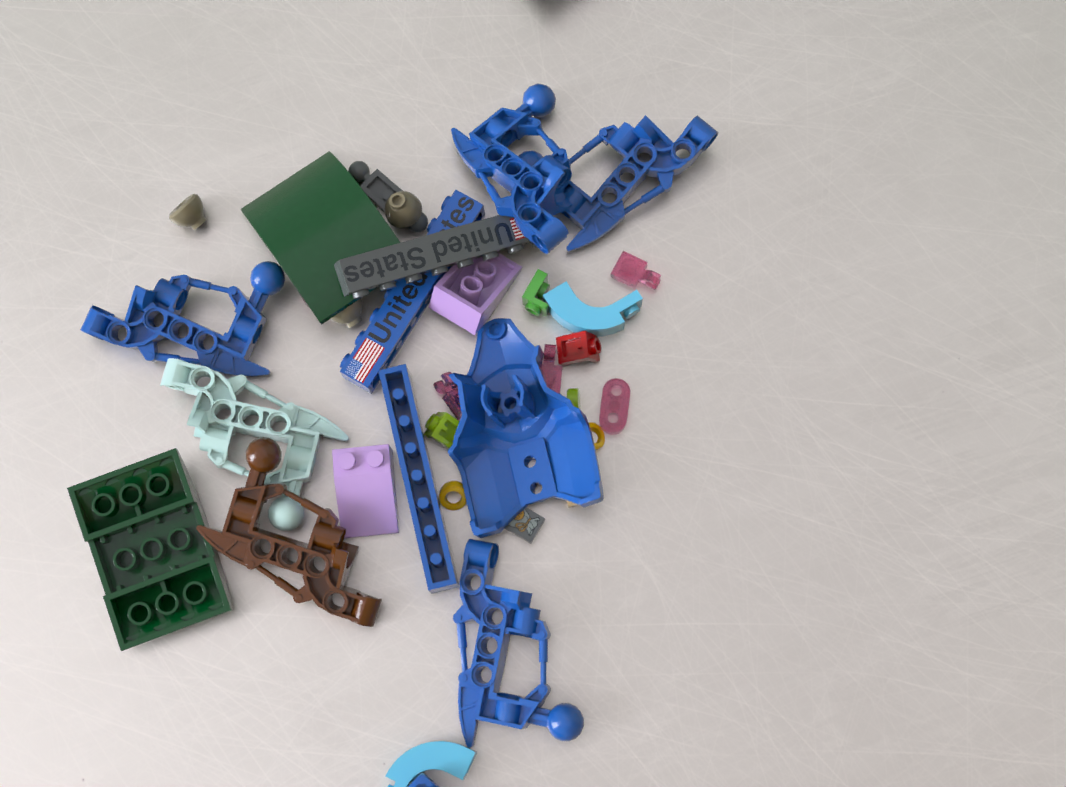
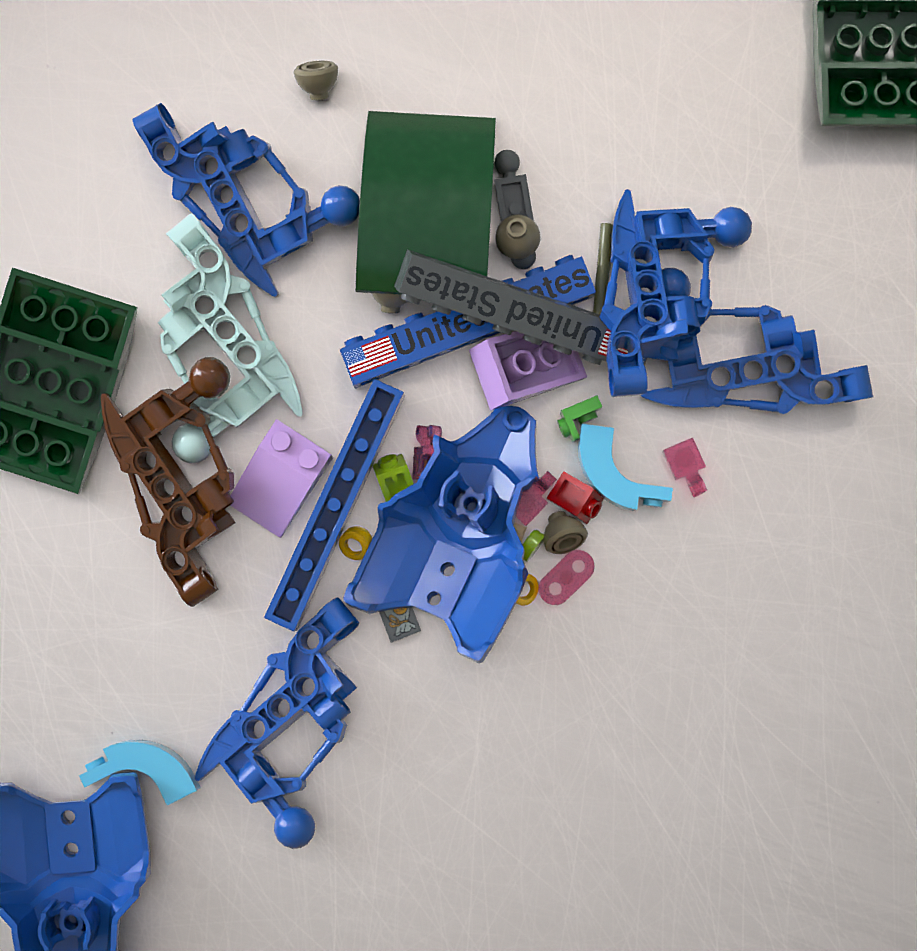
camera: 30 degrees right, 10 degrees up
(474, 187) = (603, 266): none -> olive bar
(589, 377) = (563, 533): none -> dark tan brick

